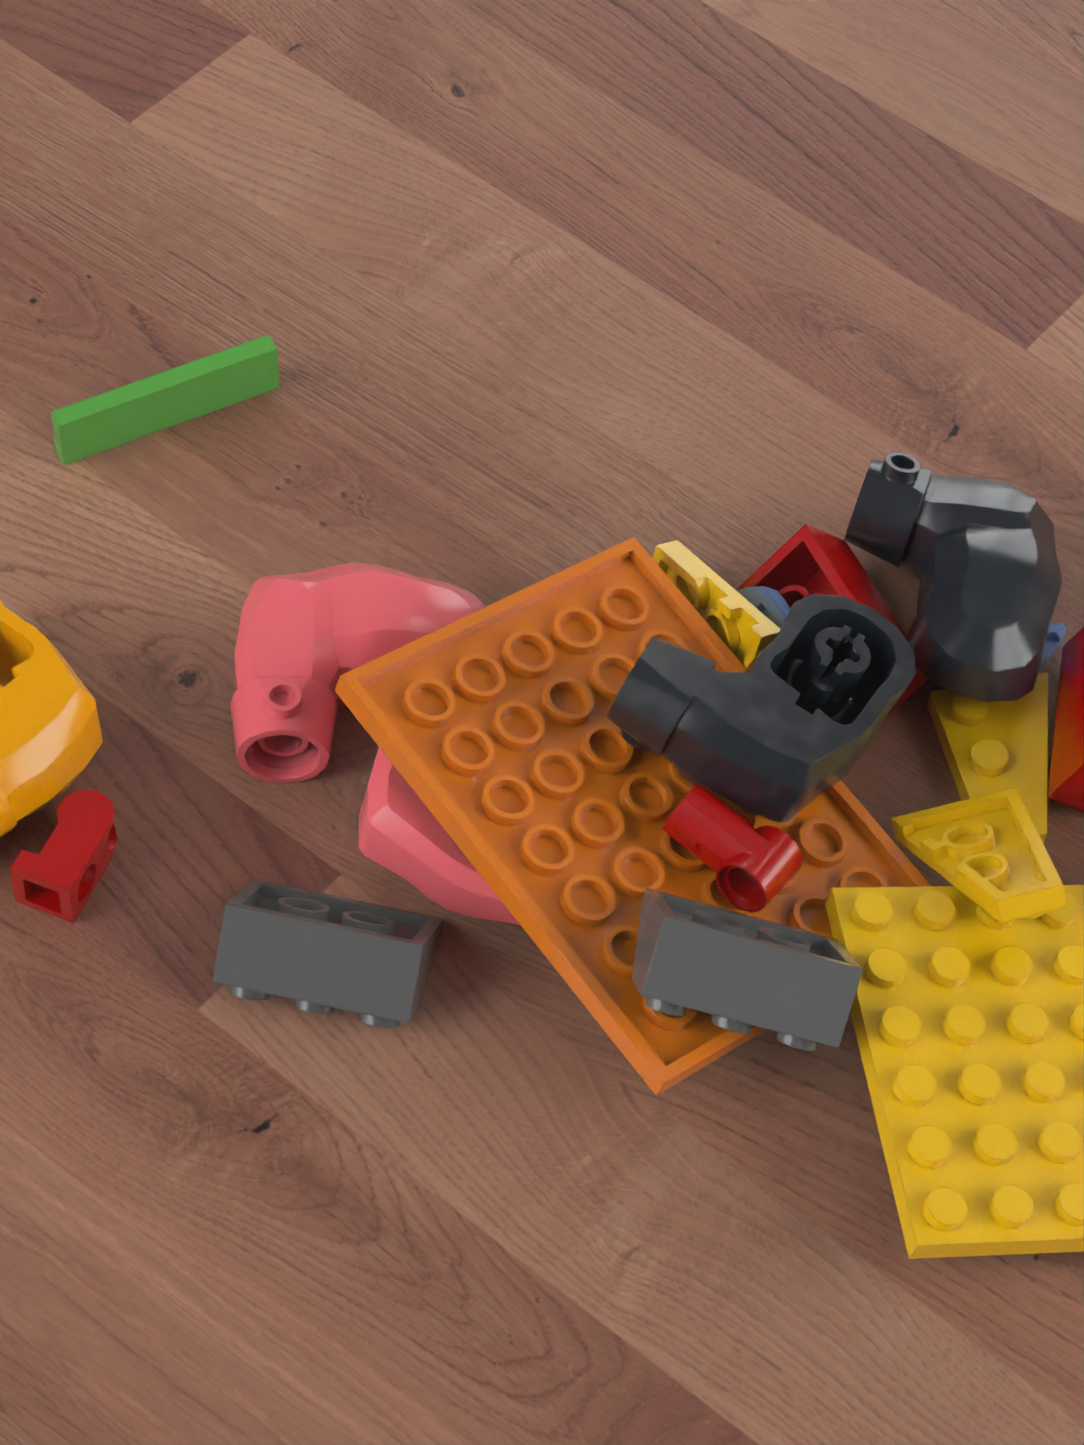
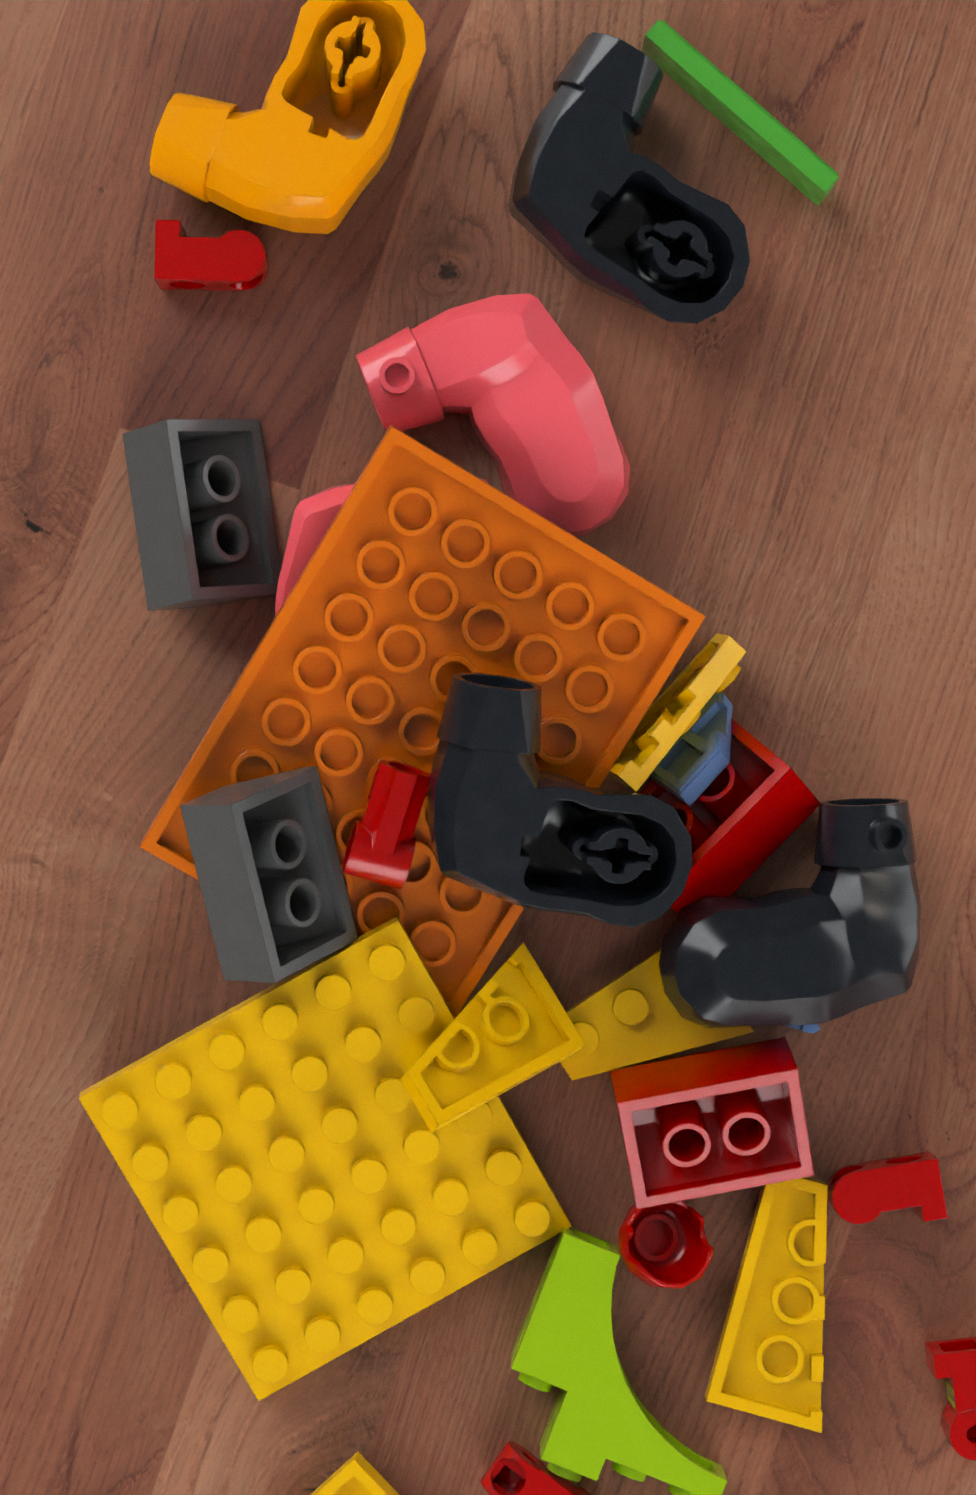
camera: 70 degrees right, 35 degrees up
(204, 503) = (615, 212): none -> black piece

